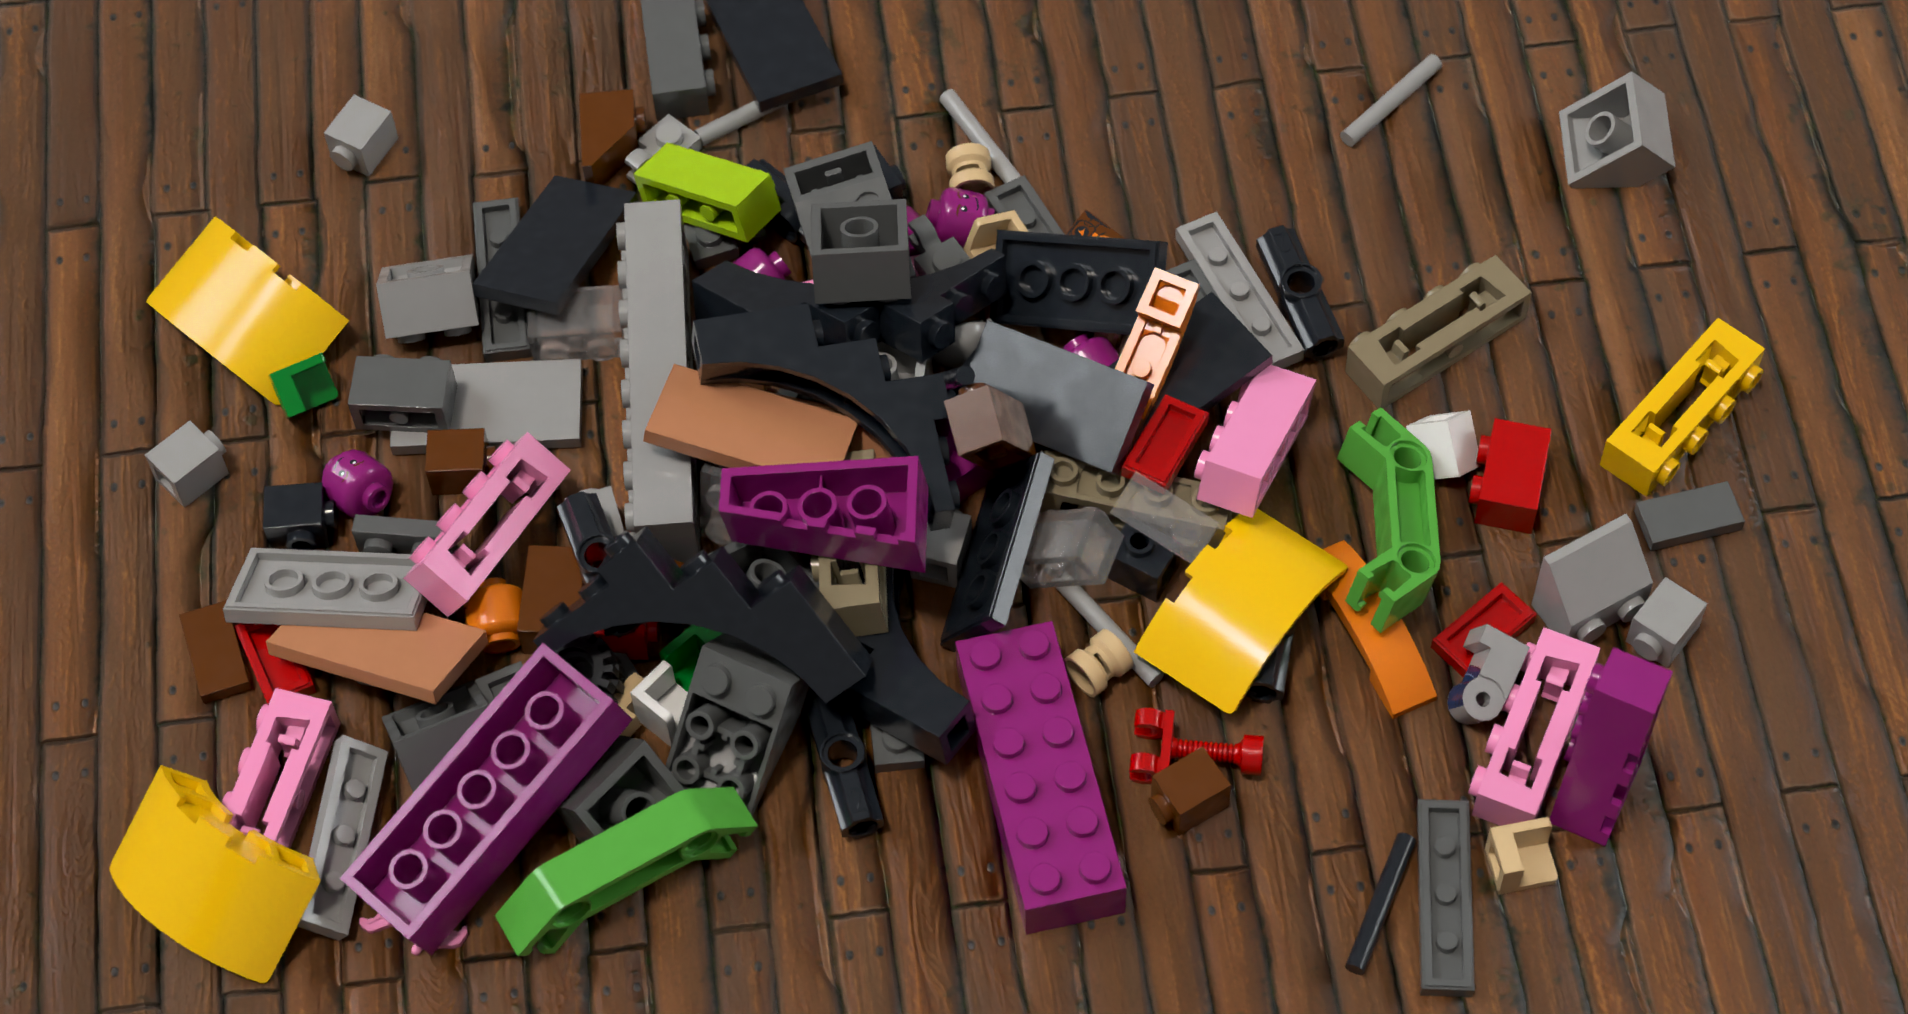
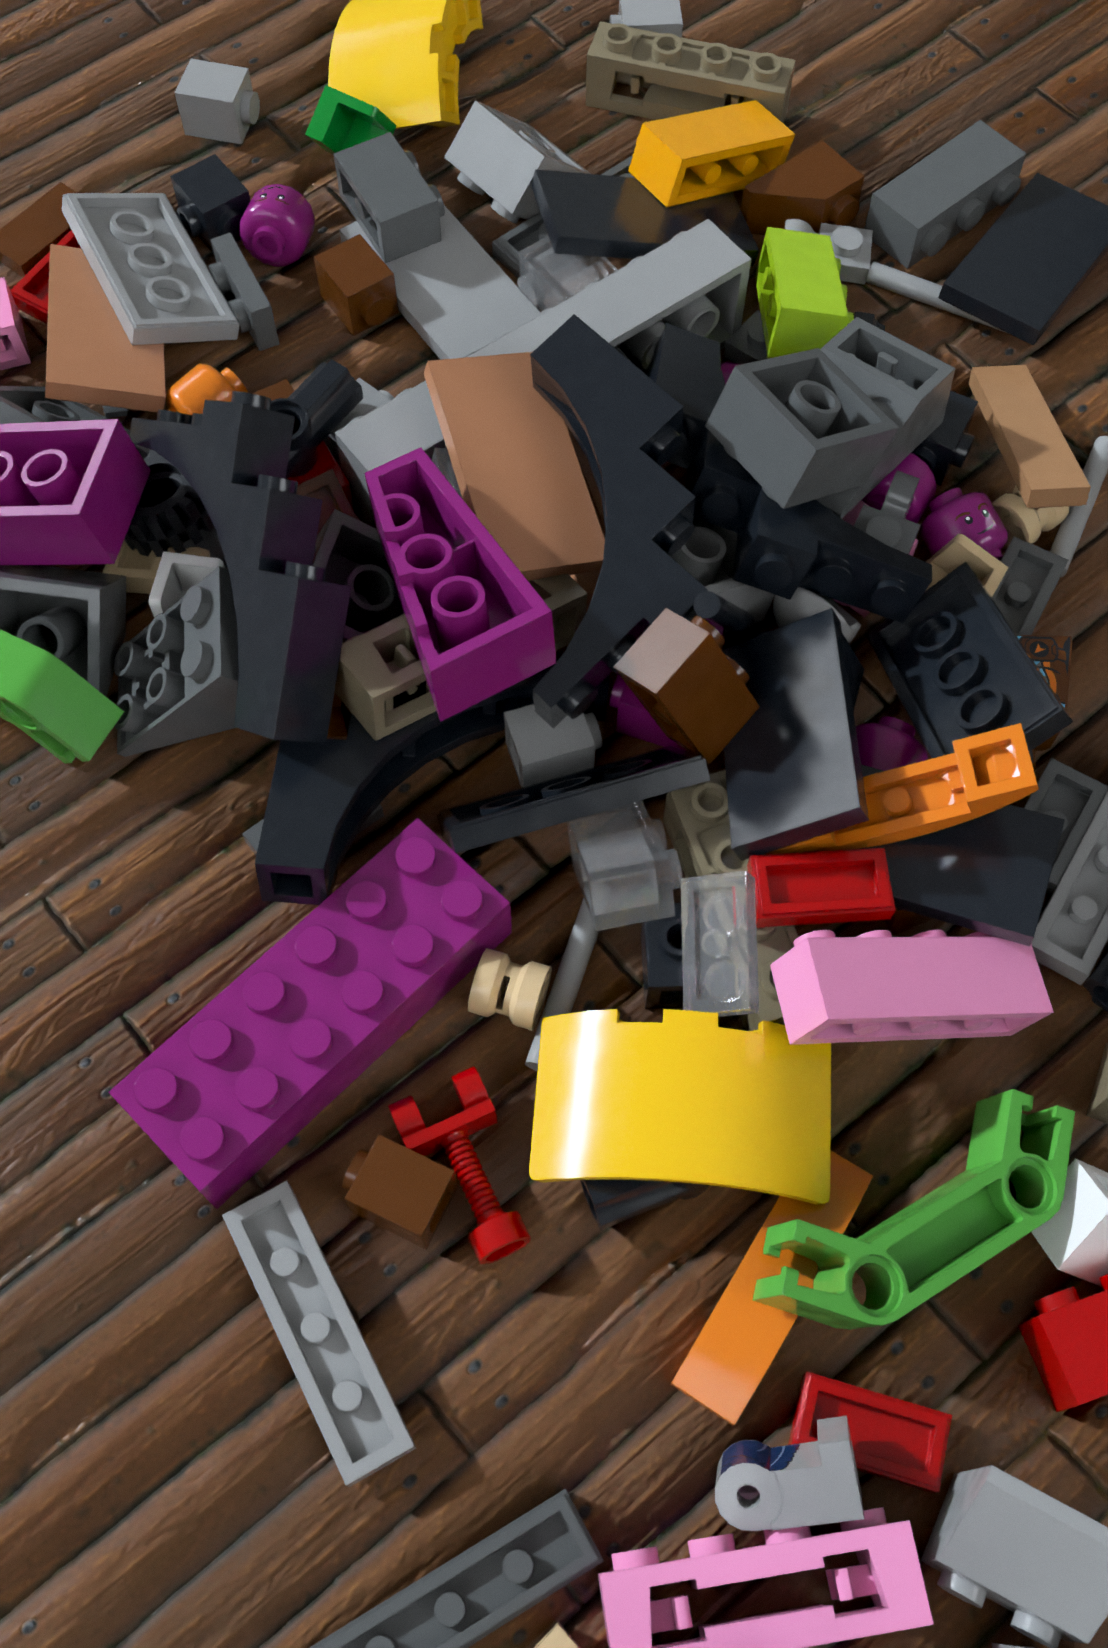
camera: 55 degrees right, 5 degrees up
(440, 142) = (681, 74): none -> dark tan brick
(516, 471) = (263, 305): bright pink brick -> none
(529, 168) = (709, 152): none -> light orange brick
(848, 786) = (194, 825): black piece -> none
(919, 134) = (1028, 437): none -> medium nougat tile
(1243, 882) = (319, 1334): none -> light grey plate
(1380, 903) = (391, 1525): black bar -> none

